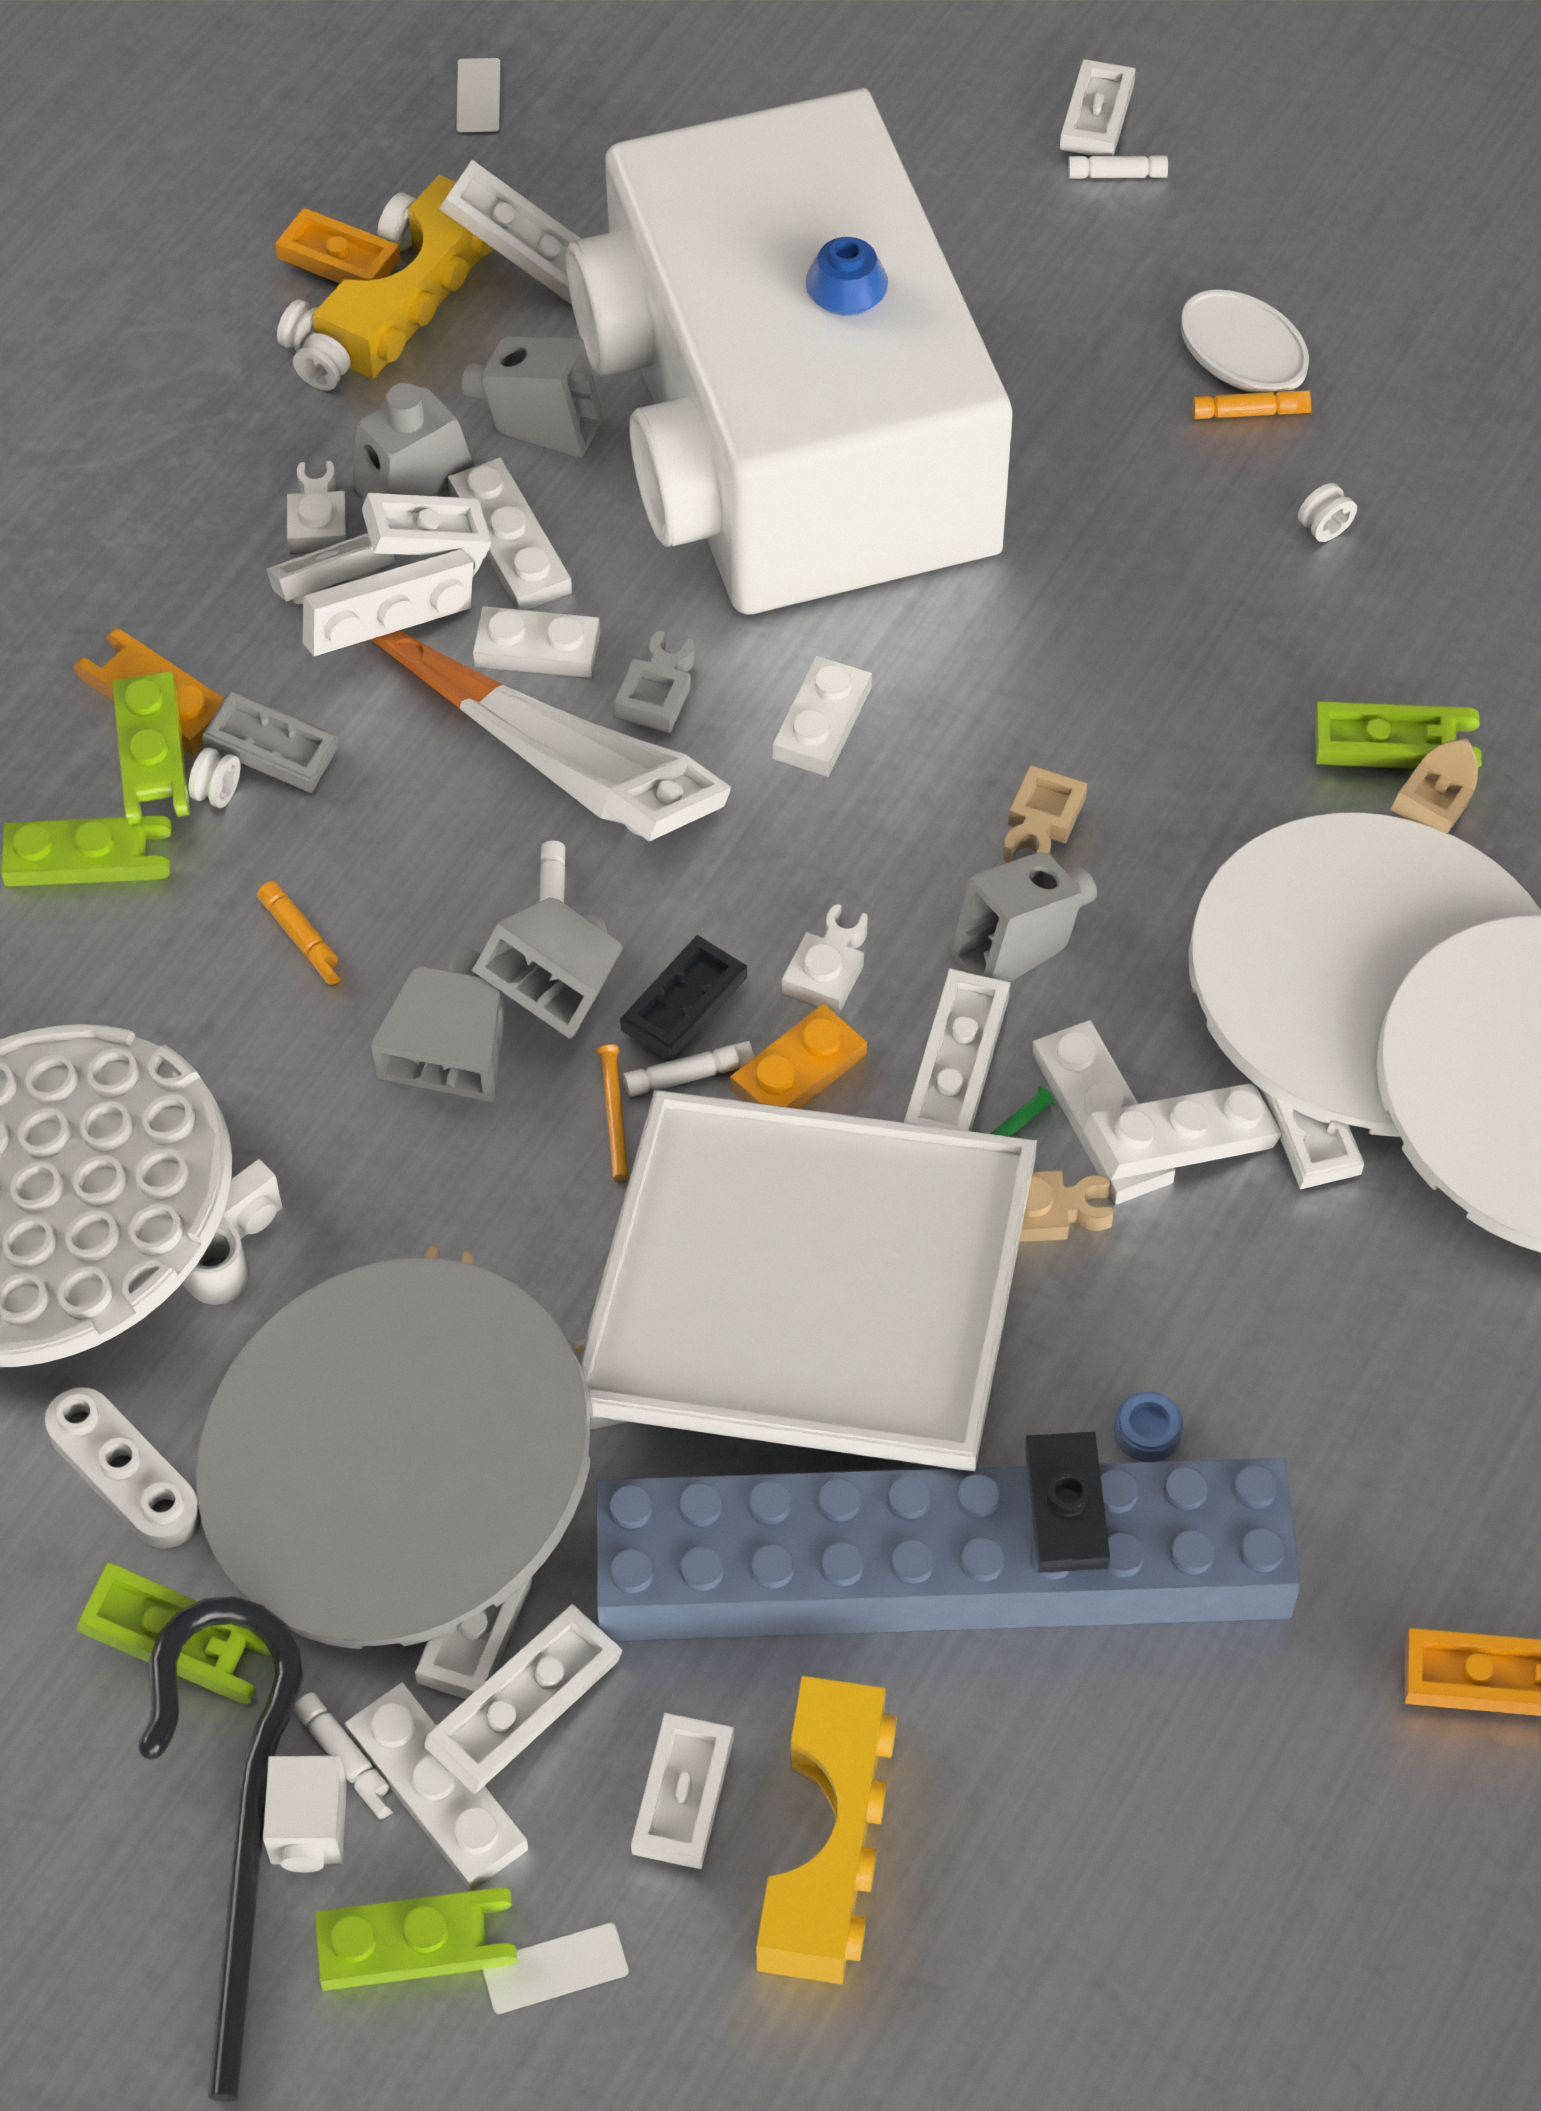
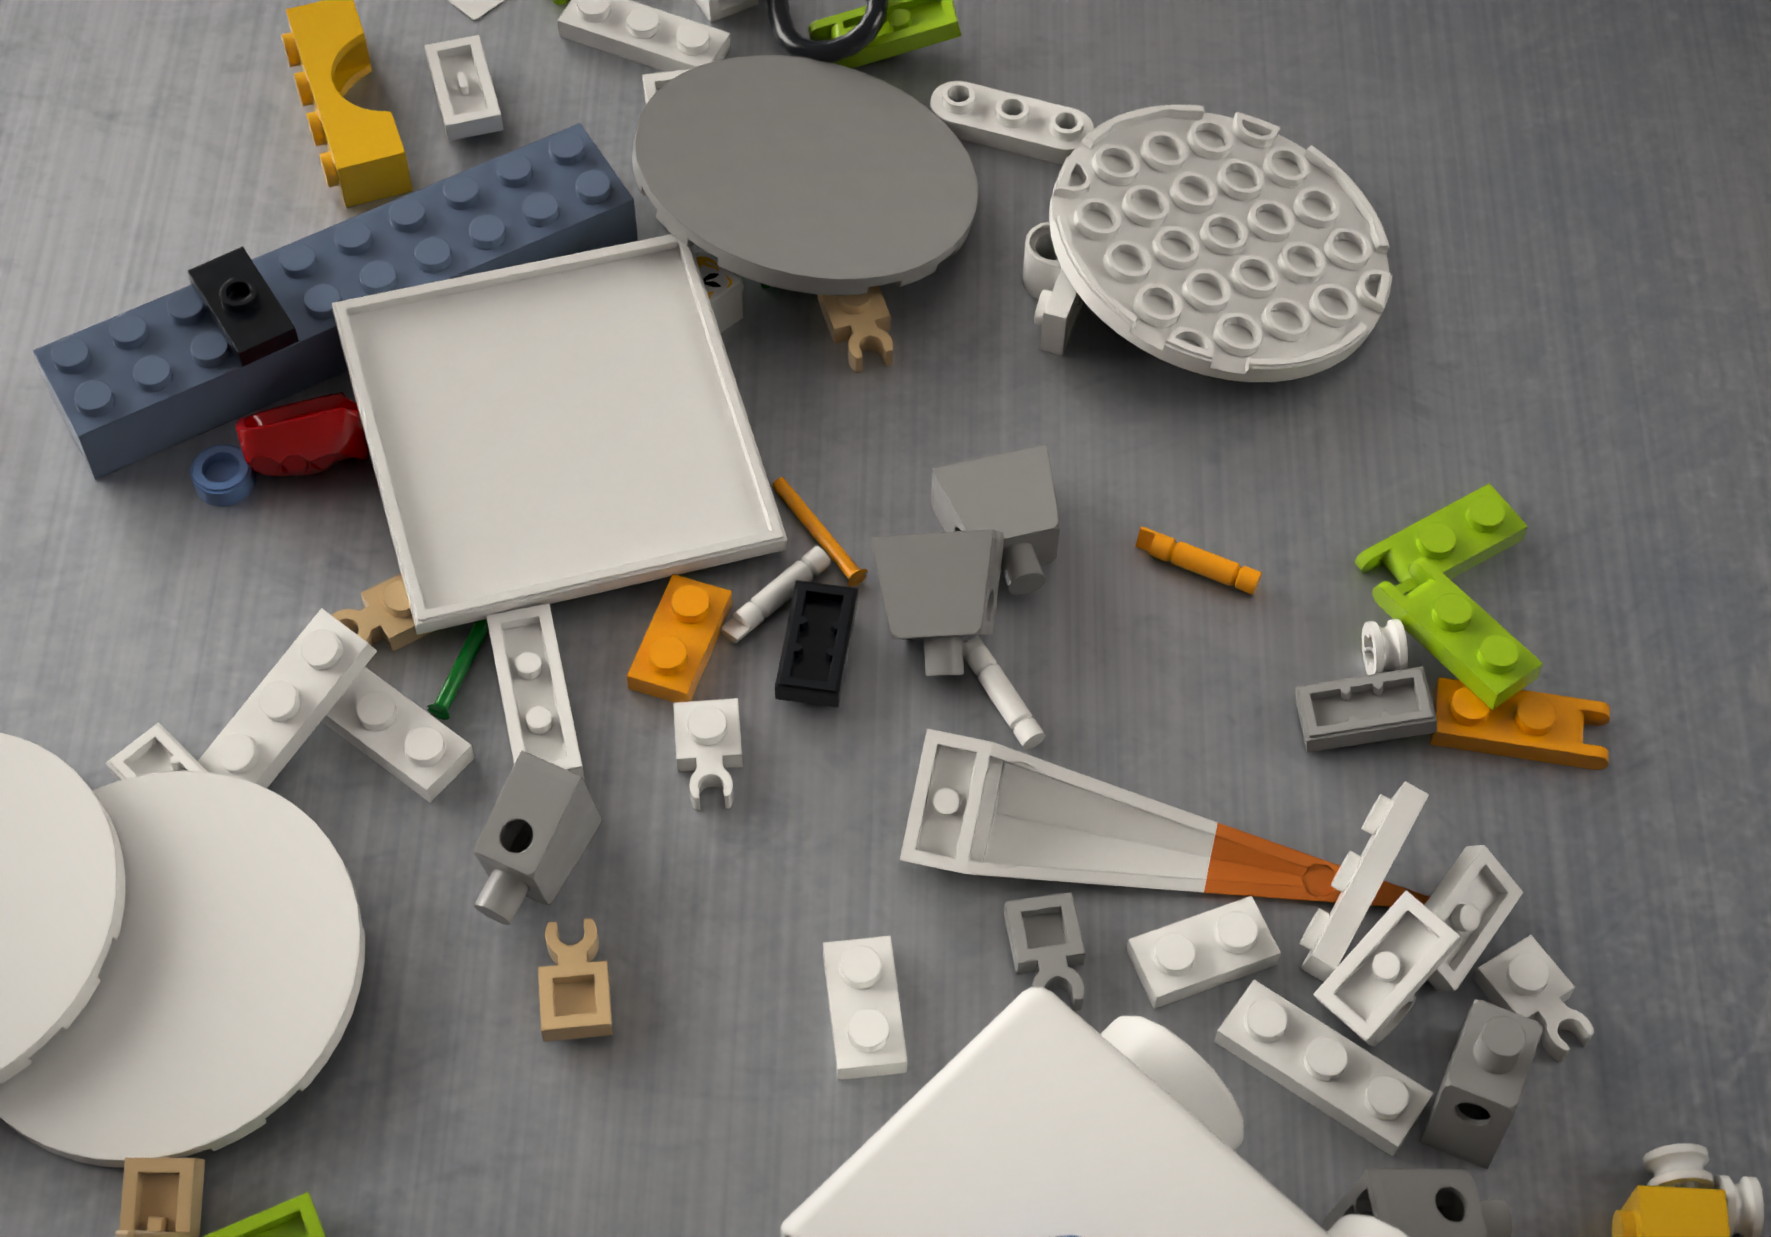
camera: 150 degrees right, 0 degrees up
(337, 1742) = (740, 33): white wheel -> none
(522, 1698) = (612, 75): white plate -> none
(1053, 1396) = (303, 436): none -> red piece

